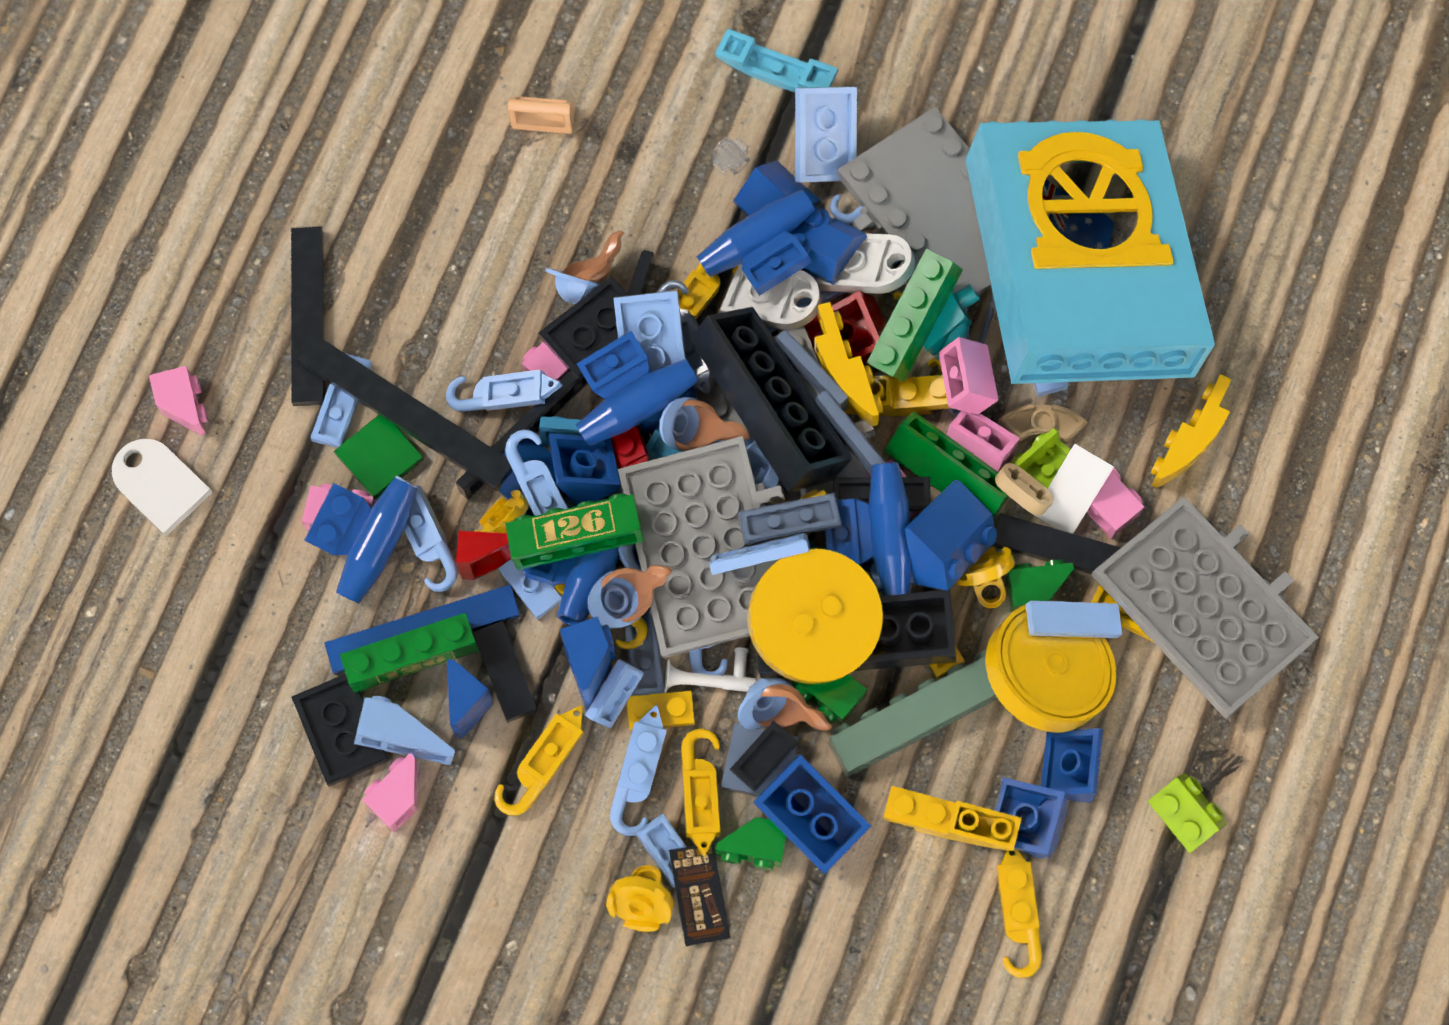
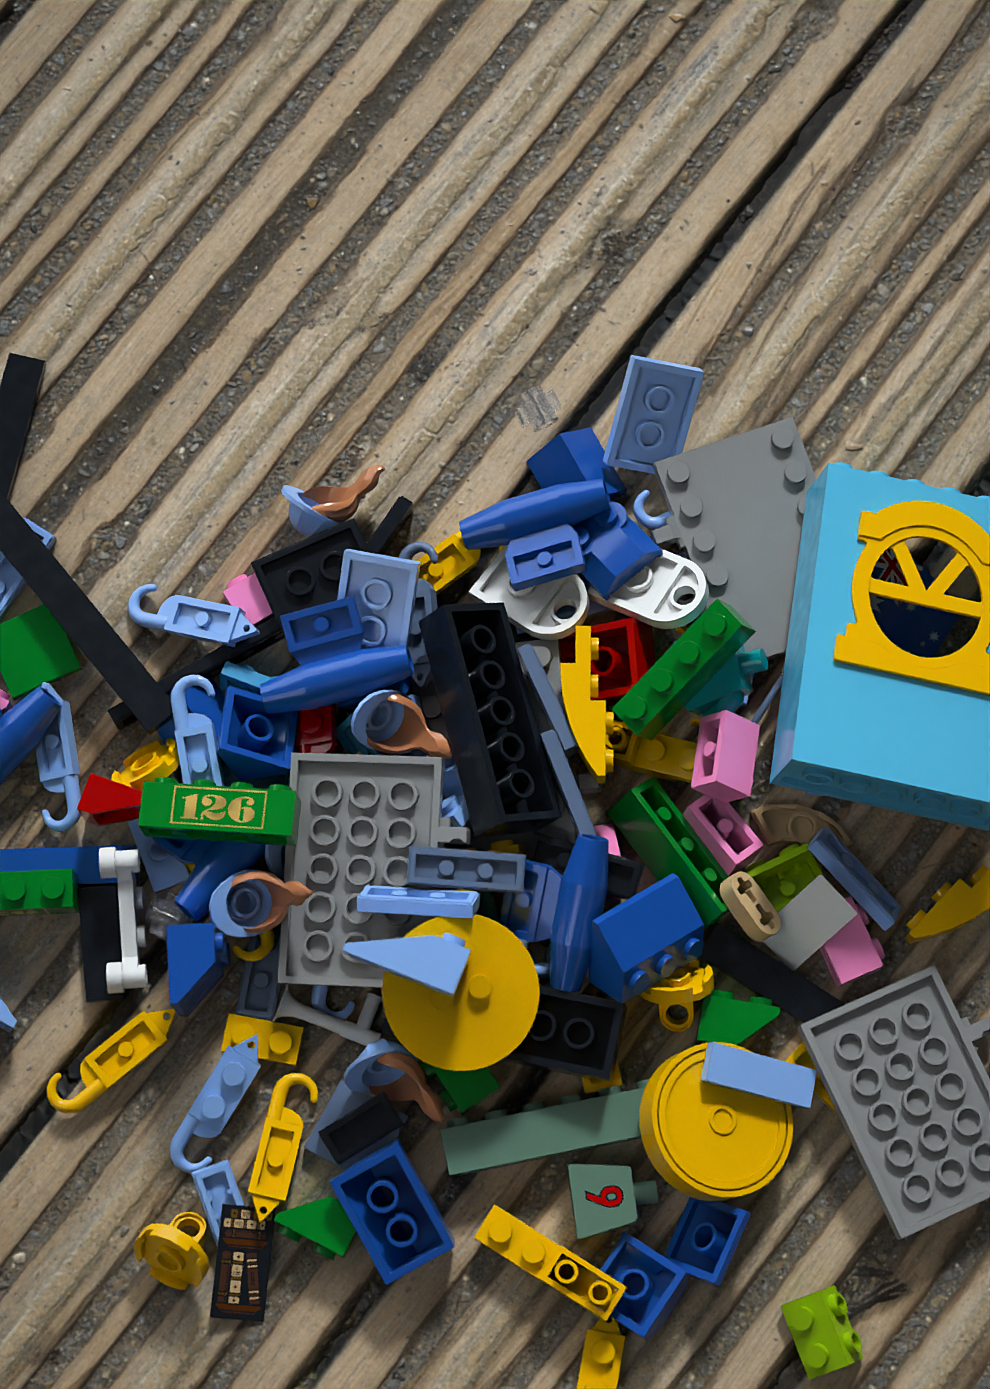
camera: 15 degrees right, 5 degrees up
(467, 699) = (44, 966): blue slope -> none
(505, 599) = (123, 866): none -> white plate
(541, 114) = (334, 295): light nougat tile -> none
(549, 633) = (165, 913): none -> clear gear
(614, 693) = (214, 1007): light blue plate -> none
(772, 67) = (621, 312): medium azure slope -> none
(777, 595) = (422, 959): none -> light blue slope
(979, 755) = (606, 1198): none -> sand green torso
(1099, 446) = (855, 878): none -> light blue tile

